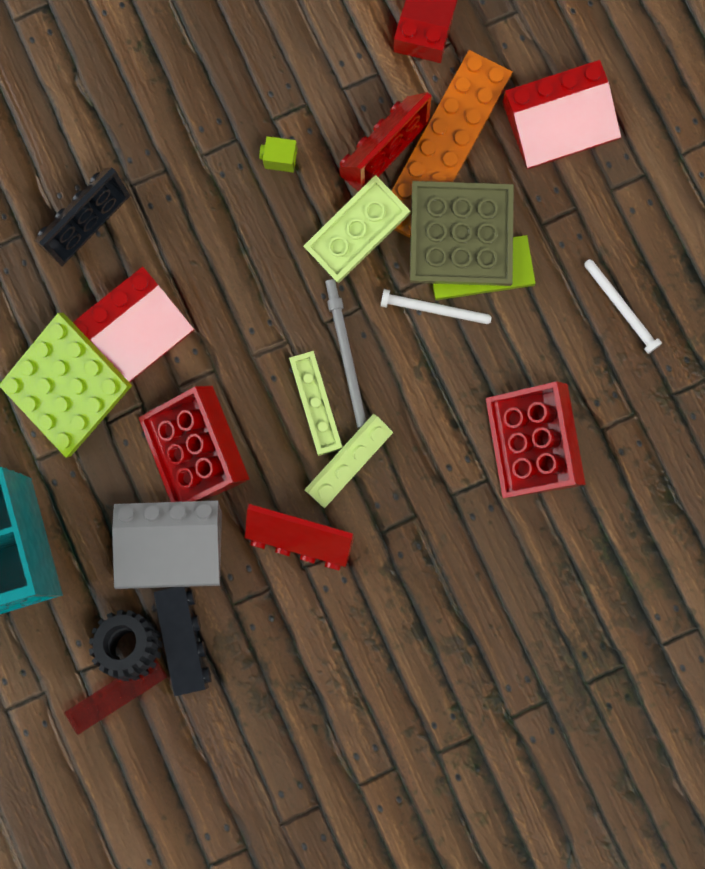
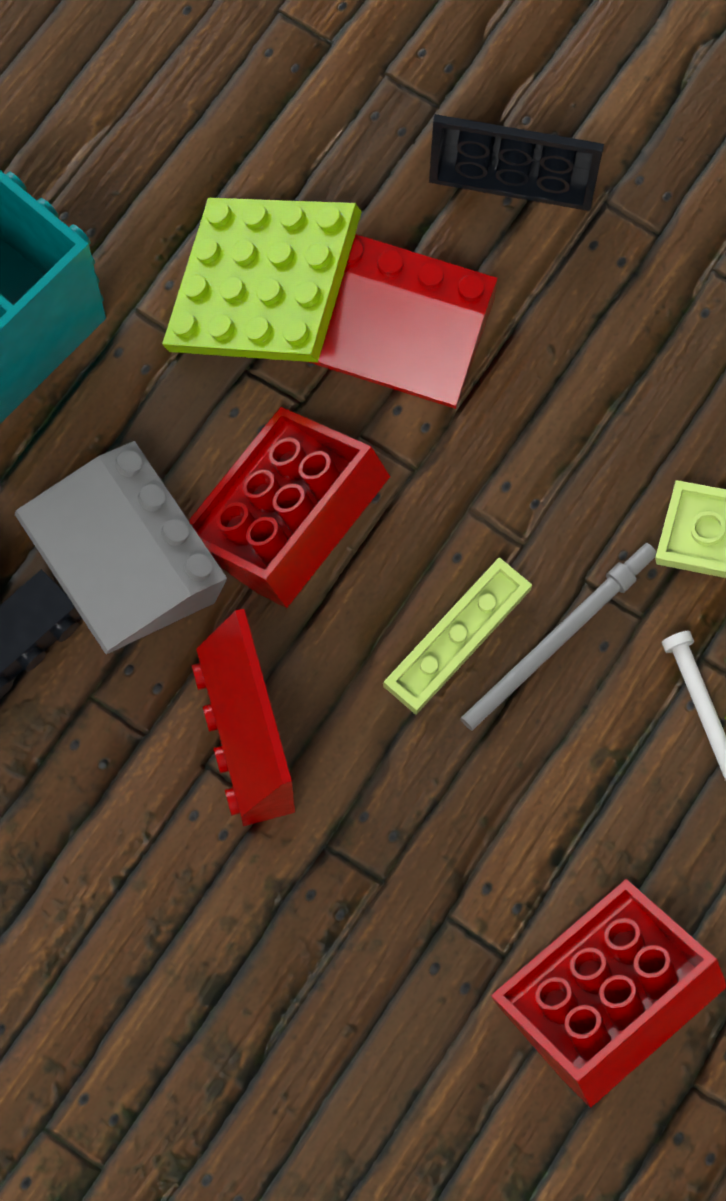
camera: 50 degrees right, 10 degrees down
(348, 461) = (402, 733): yellowish green plate -> none

